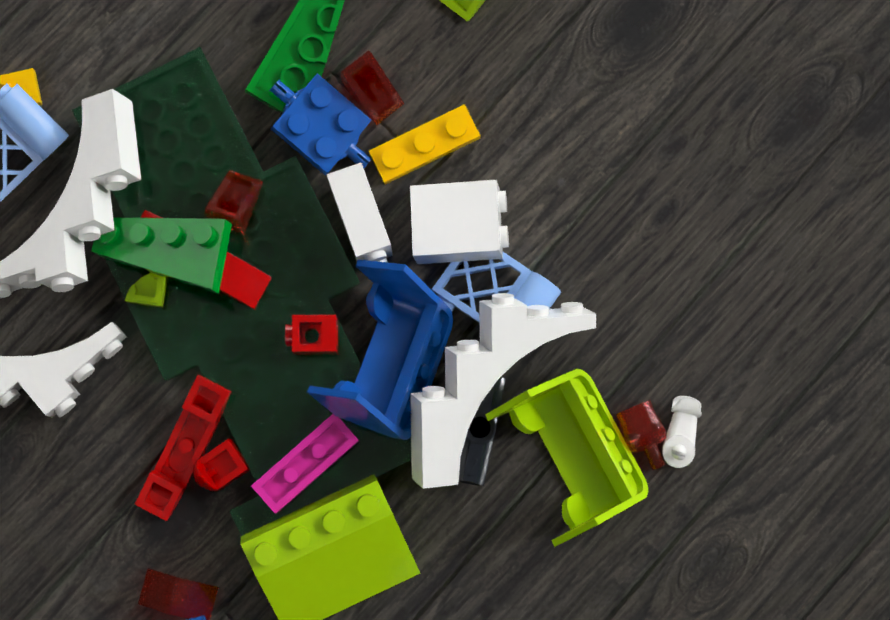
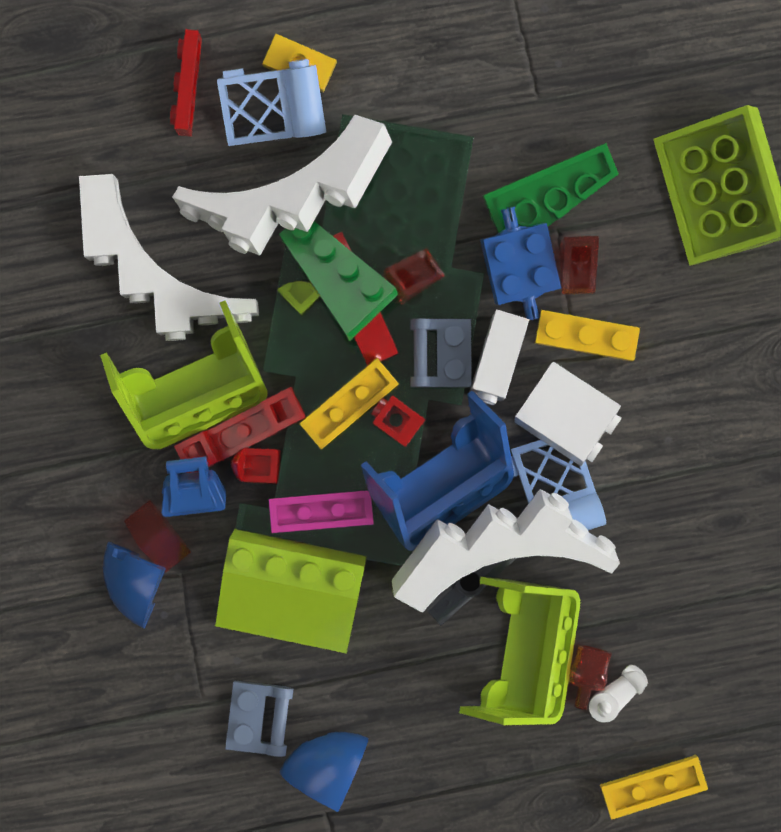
camera: 35 degrees right, 5 degrees up
(120, 446) = (193, 395): none -> lime windscreen
(178, 531) = (191, 491): none -> blue piece
(260, 351) = (349, 403): none -> yellow plate
(319, 244) = (452, 353): none -> sand blue plate
(773, 488) = (653, 787): none -> yellow plate

